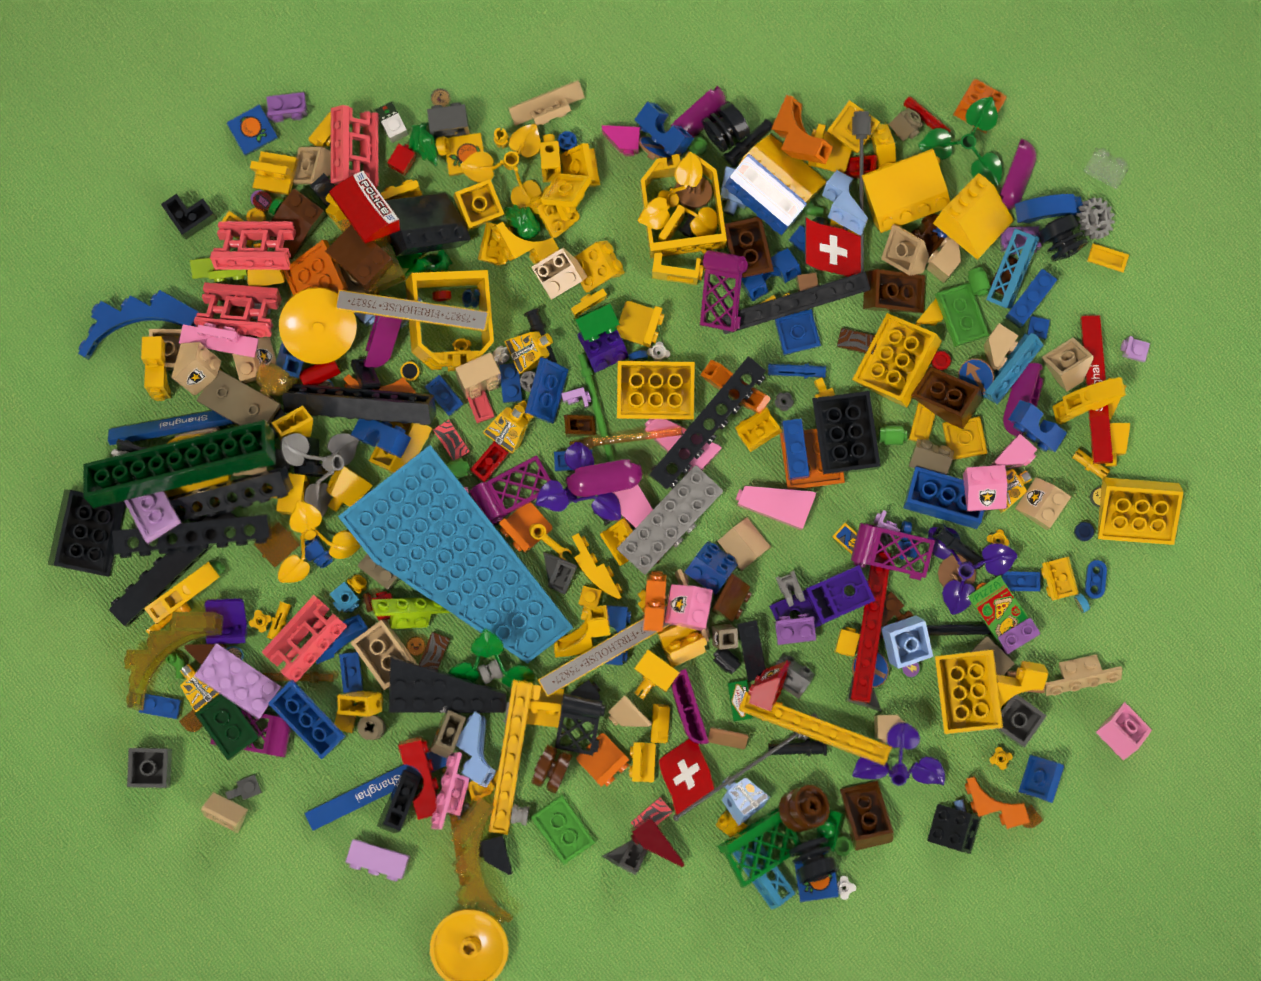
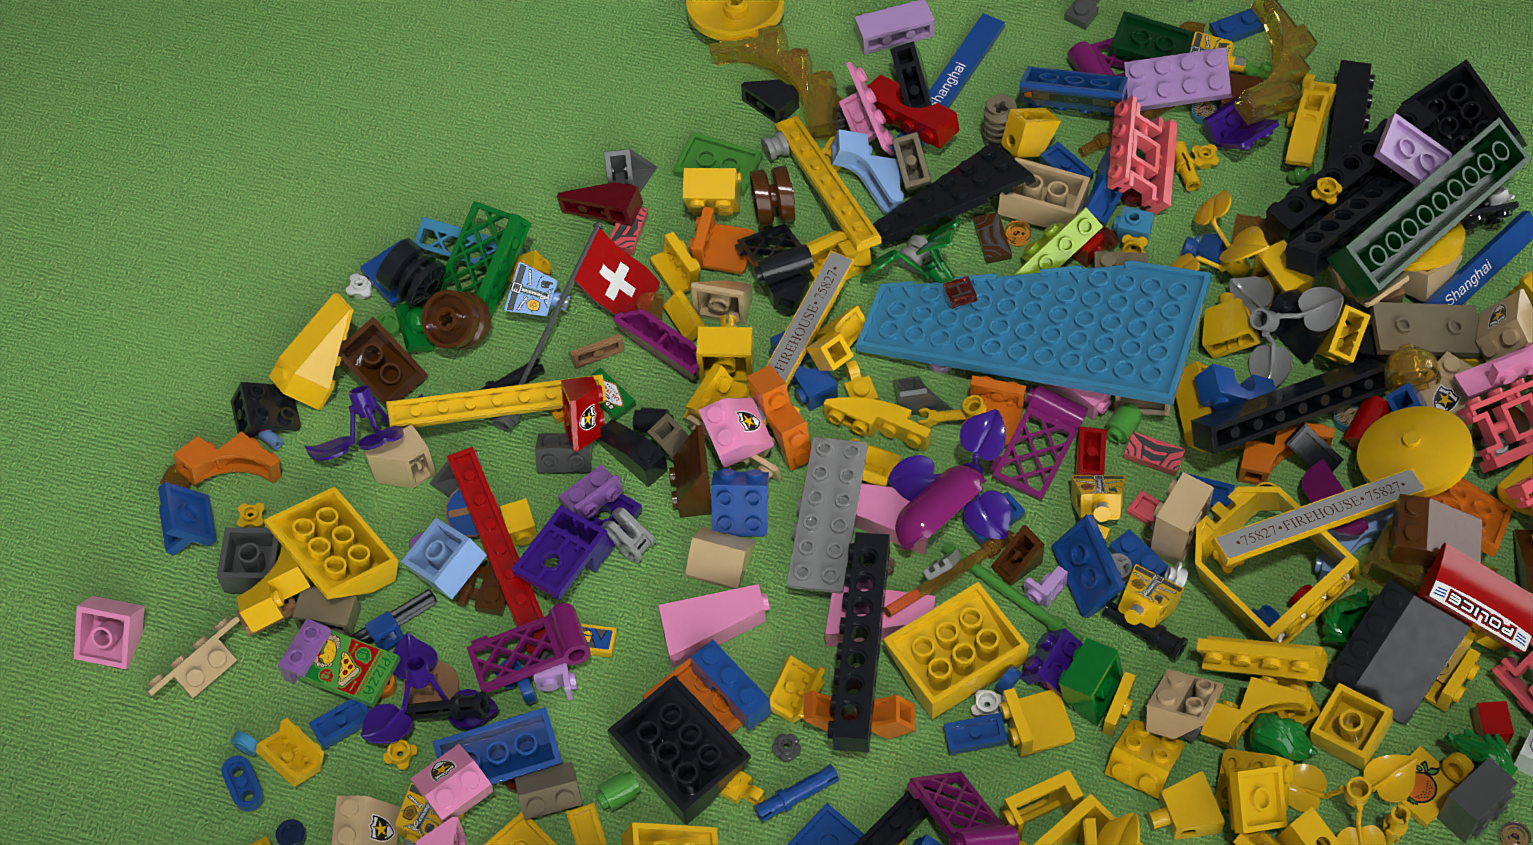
camera: 150 degrees right, 25 degrees down
(219, 521) = (1327, 184): none -> yellow plate
(488, 616) = (960, 292): none -> clear red tile
(500, 273) = (1263, 658): none -> yellow brick
(586, 798) = (712, 189): none -> yellow brick
(597, 222) = (1188, 809): none -> yellow torso
(630, 445) = (943, 564): none -> light grey tile
(675, 745) = (651, 303): none -> clear orange tile
(678, 339) = (975, 733): none -> blue plate
(907, 836) = (310, 360): none -> yellow wedge
(965, 622) = (384, 631): none -> blue slope

